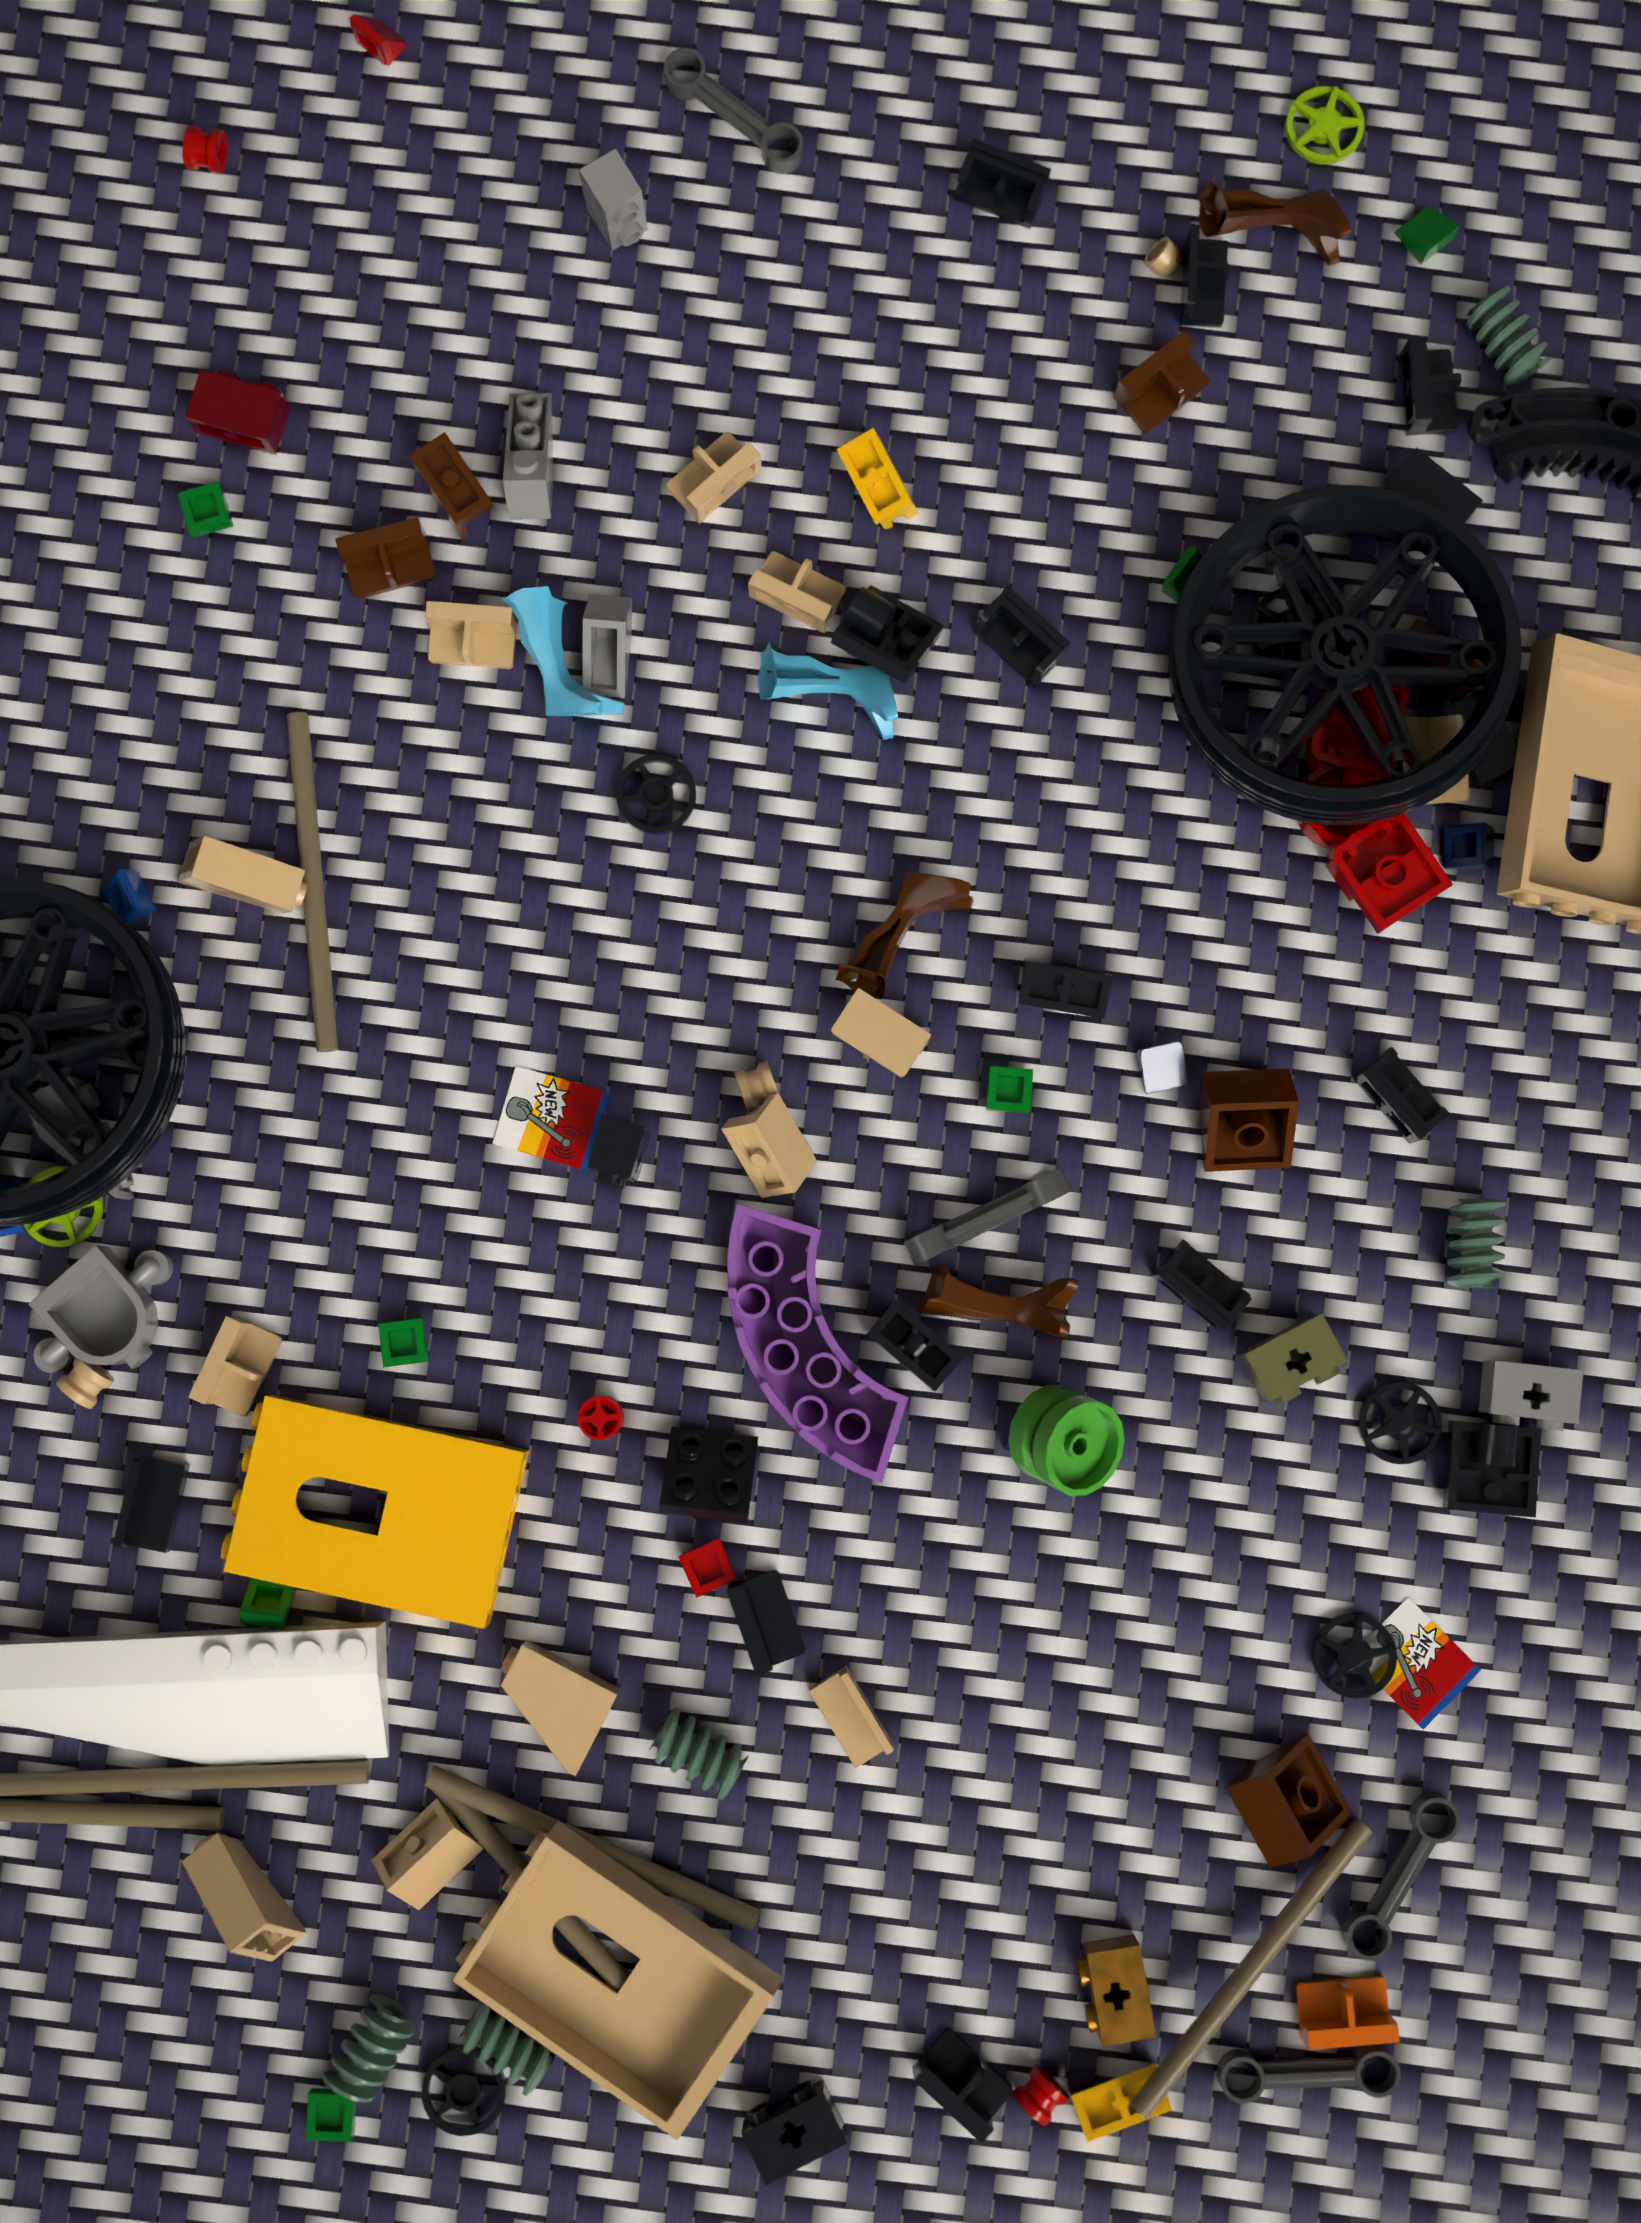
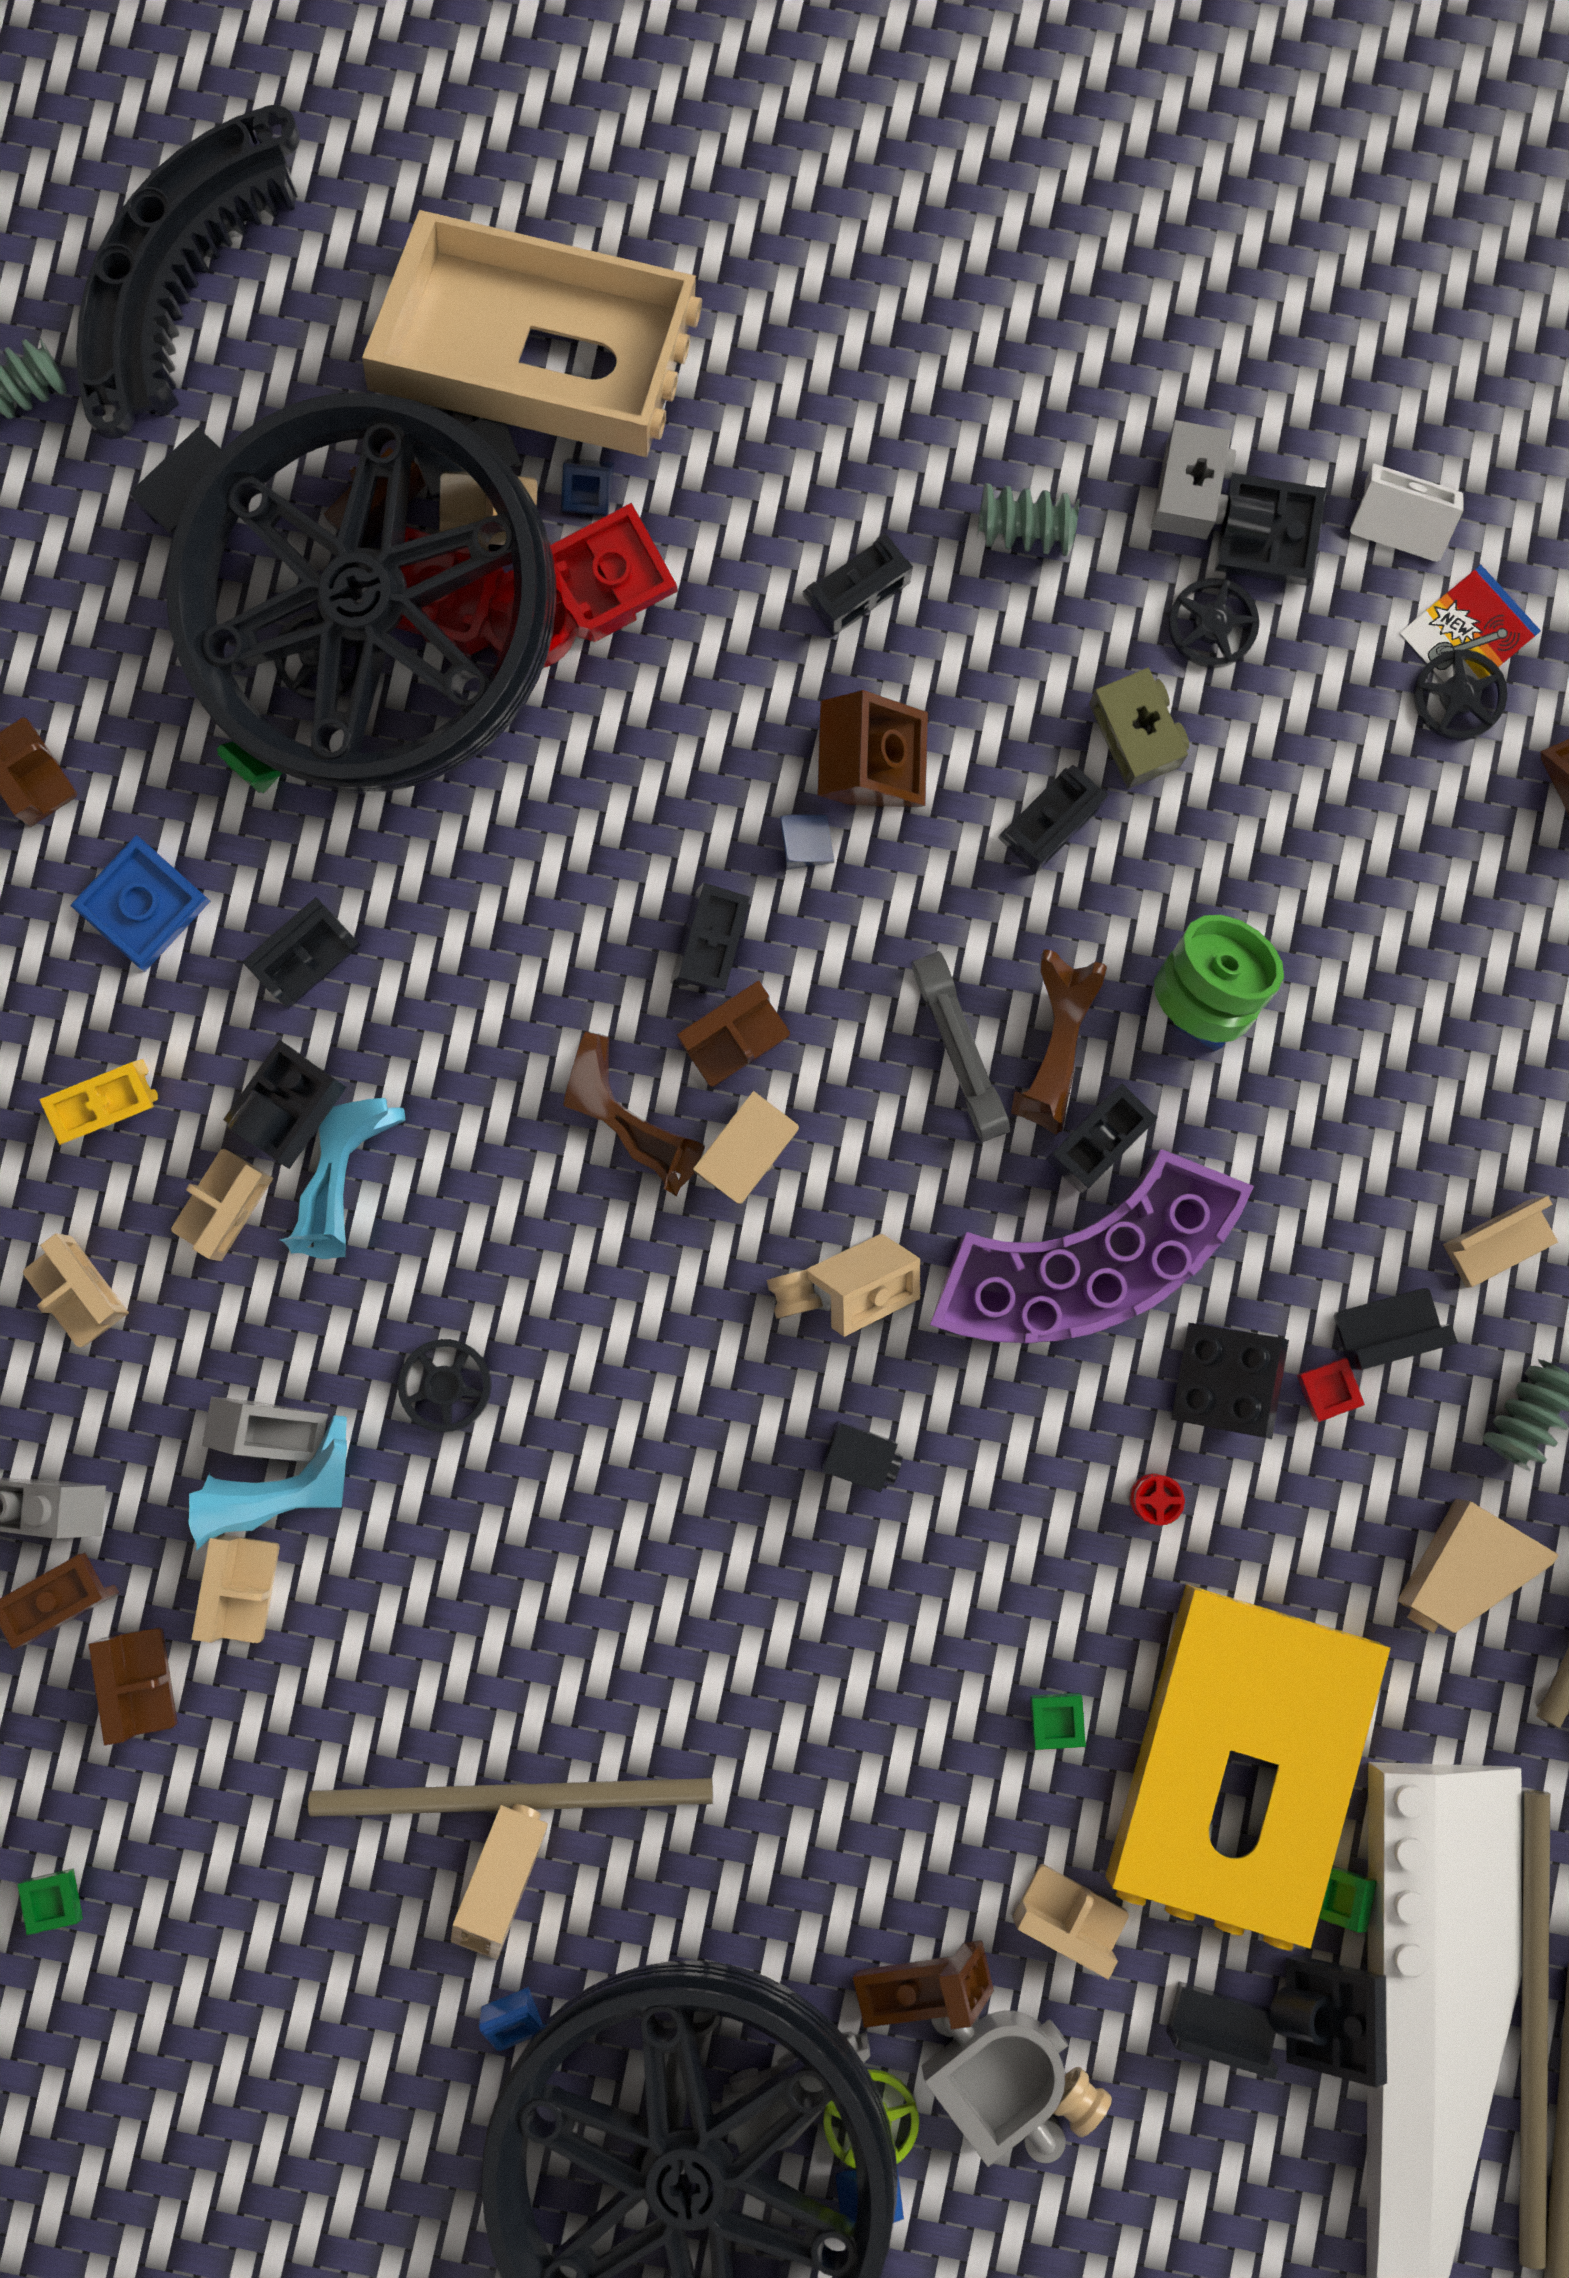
camera: 85 degrees left, 0 degrees up
(164, 1595) = (1333, 2020): none -> black plate
(172, 1245) = (926, 1989): none -> reddish brown bracket
(551, 1118) = (810, 1533): sticker -> none
(981, 1016) = (734, 1034): none -> reddish brown panel
(1009, 1089) = (819, 1010): green plate -> none
(1054, 496) = (140, 903): none -> blue tile
(1428, 389) = (60, 477): black panel -> none
(1522, 1596) = (1407, 513): none -> white panel

